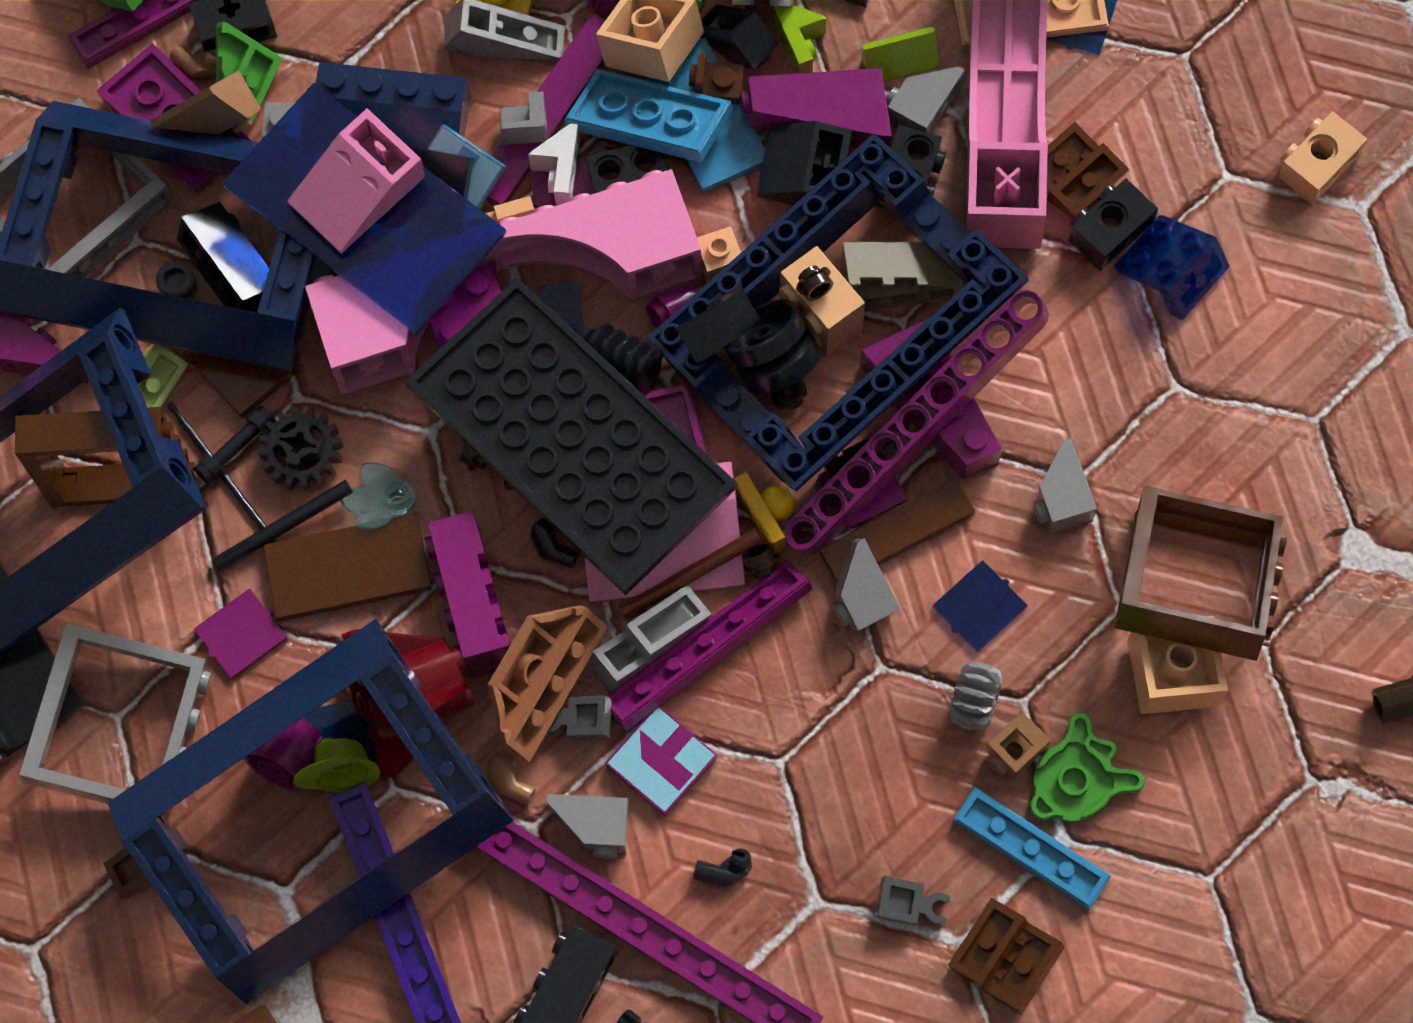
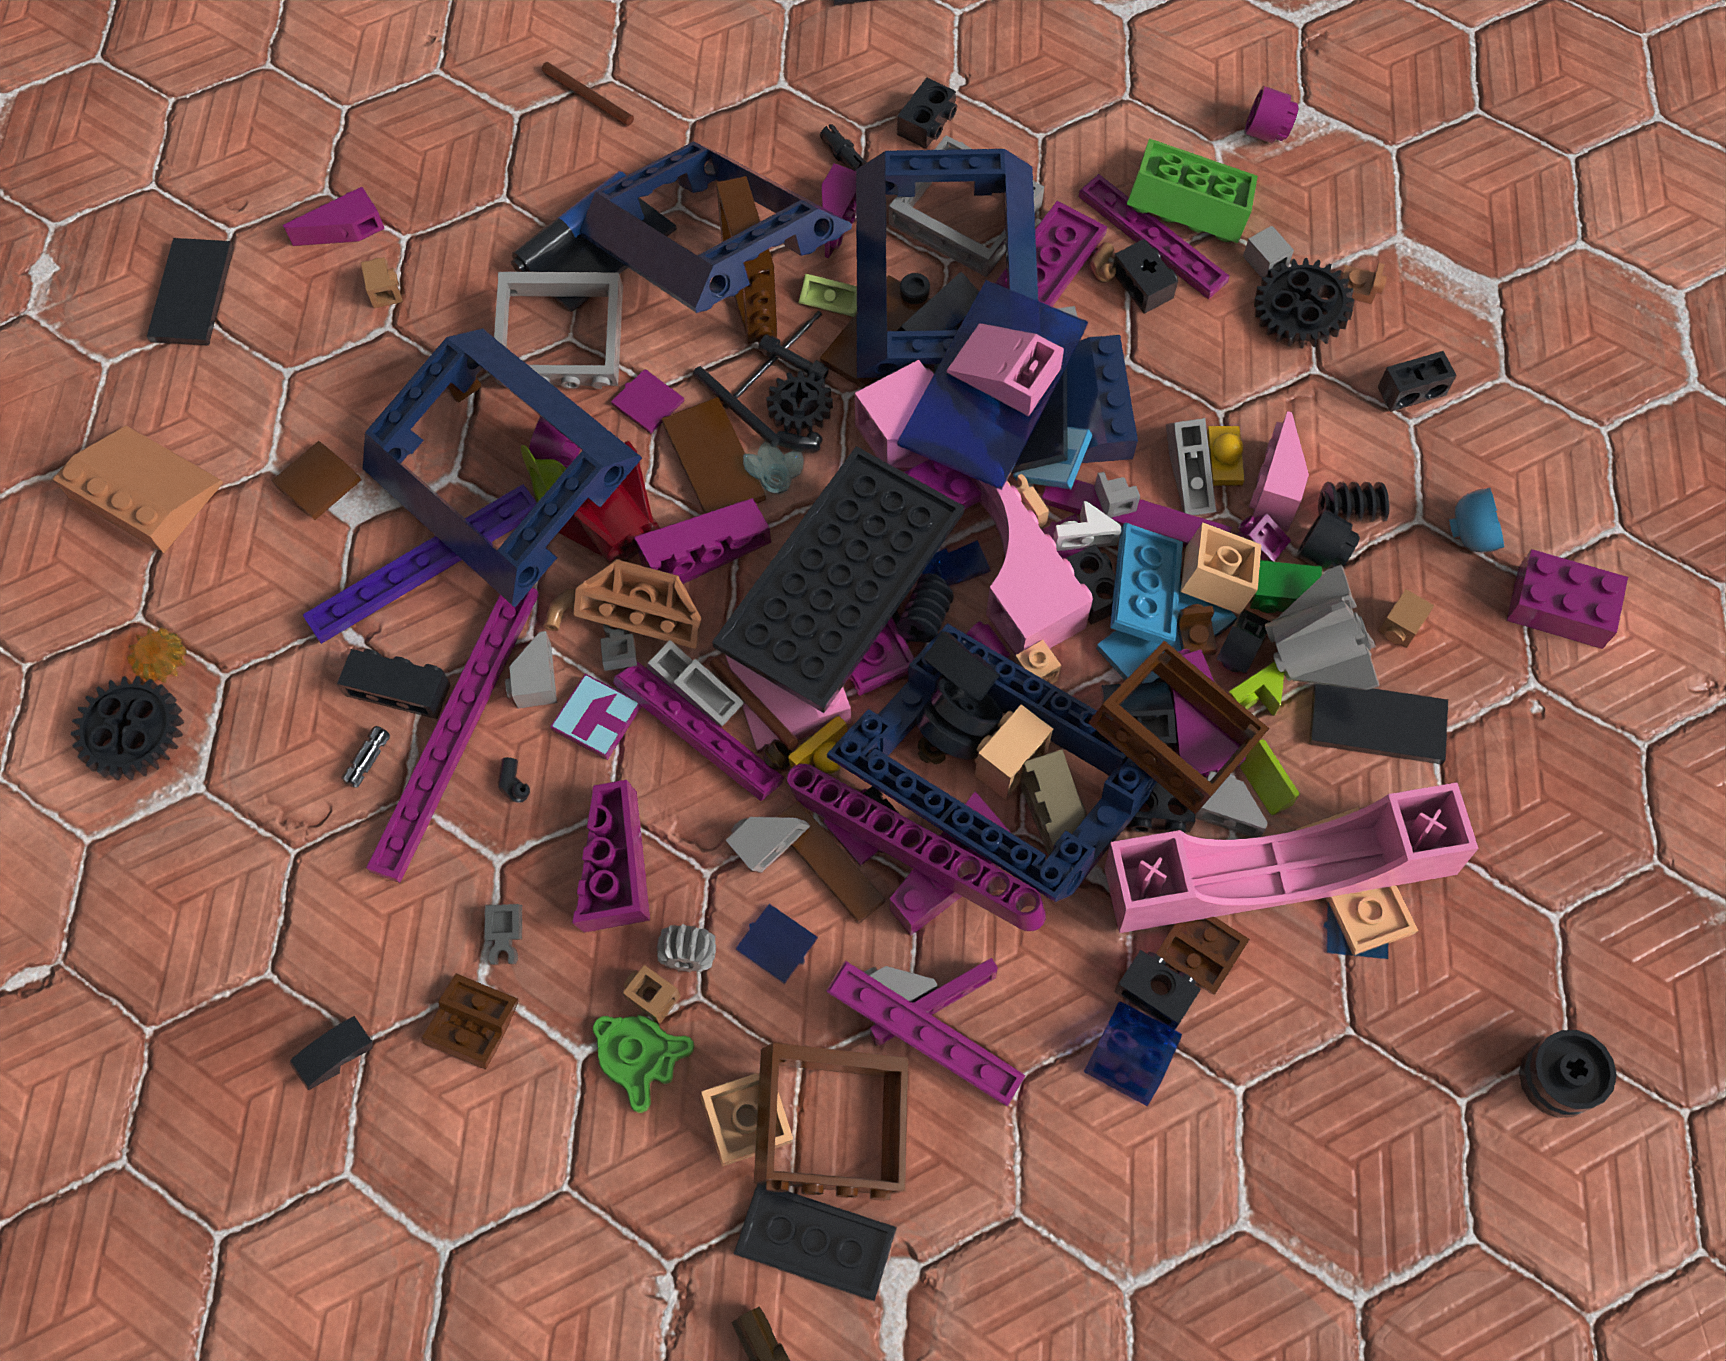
camera: 75 degrees right, 5 degrees down
(214, 109) = (1054, 268): medium nougat slope -> none
(240, 52) = (1100, 290): bright green wing -> none
(355, 462) = (807, 444): none -> black arm
(814, 282) = (1014, 729): dark brown plate -> none
(859, 761) = (613, 868): none -> magenta wedge
(869, 153) = (1153, 754): none -> reddish brown window
(1031, 849) = (567, 1026): dark azure tile -> none
(1076, 429) = (946, 995): none -> magenta tile
(1120, 462) = (925, 1033): none -> magenta tile
(1313, 176) = (1258, 1173): light nougat brick -> none
(1313, 624) = (816, 1241): none -> black tile

